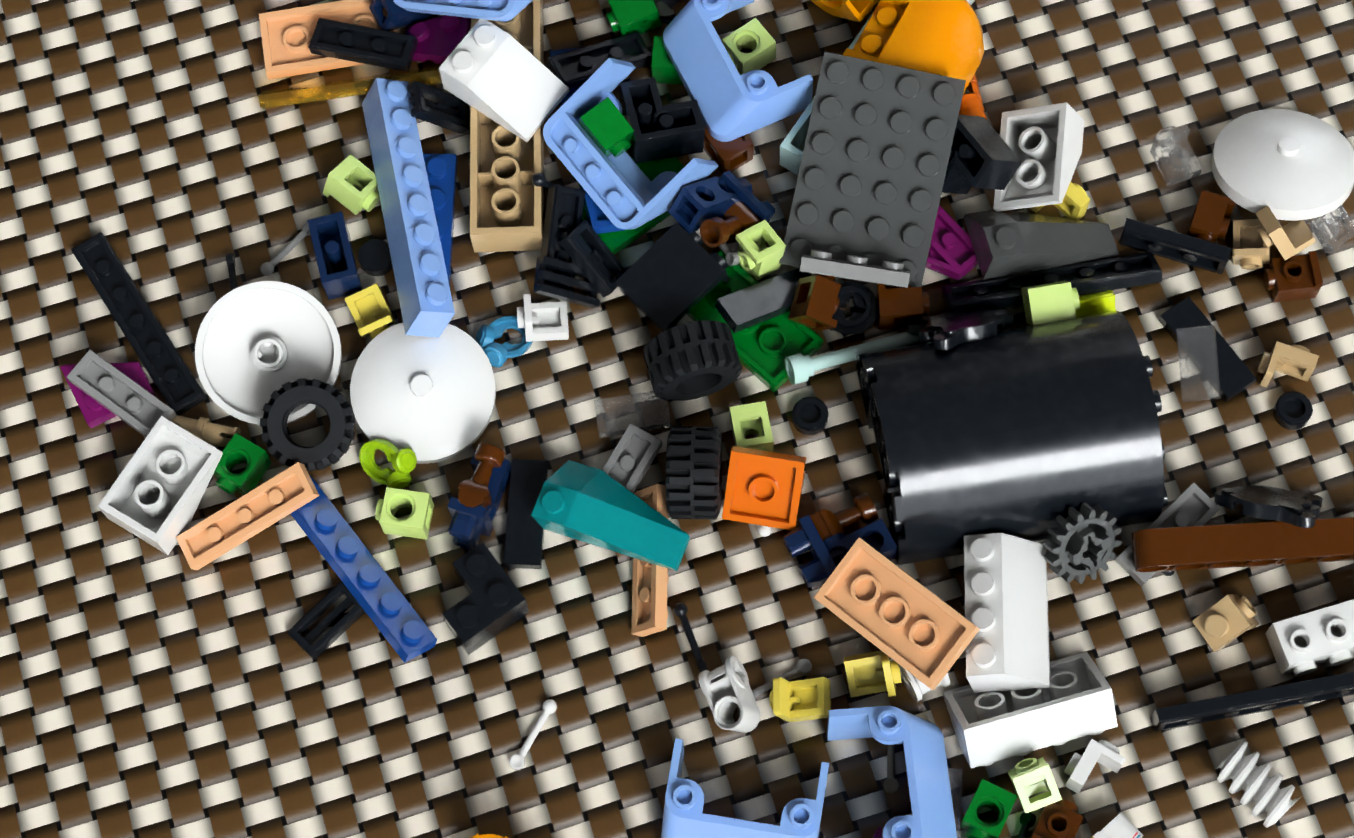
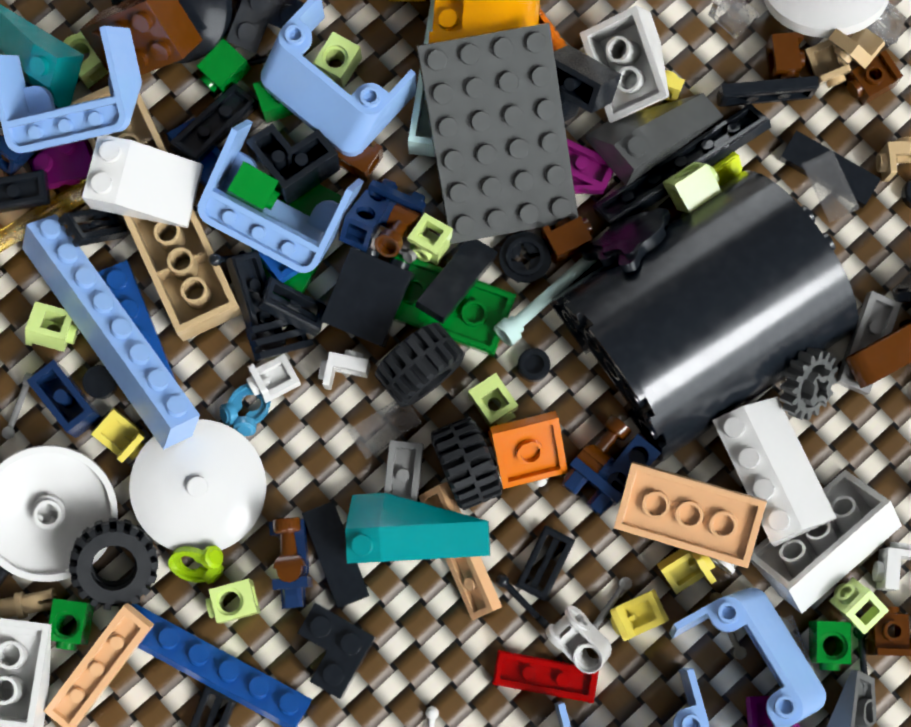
camera: 30 degrees left, 10 degrees up
(623, 336) = (347, 363): none -> white bracket
(679, 720) = (544, 676): none -> red tile
(740, 622) = (557, 537): none -> black tile
(816, 302) = (498, 266): reddish brown brick -> none
(855, 268) = (521, 225): light grey plate -> none

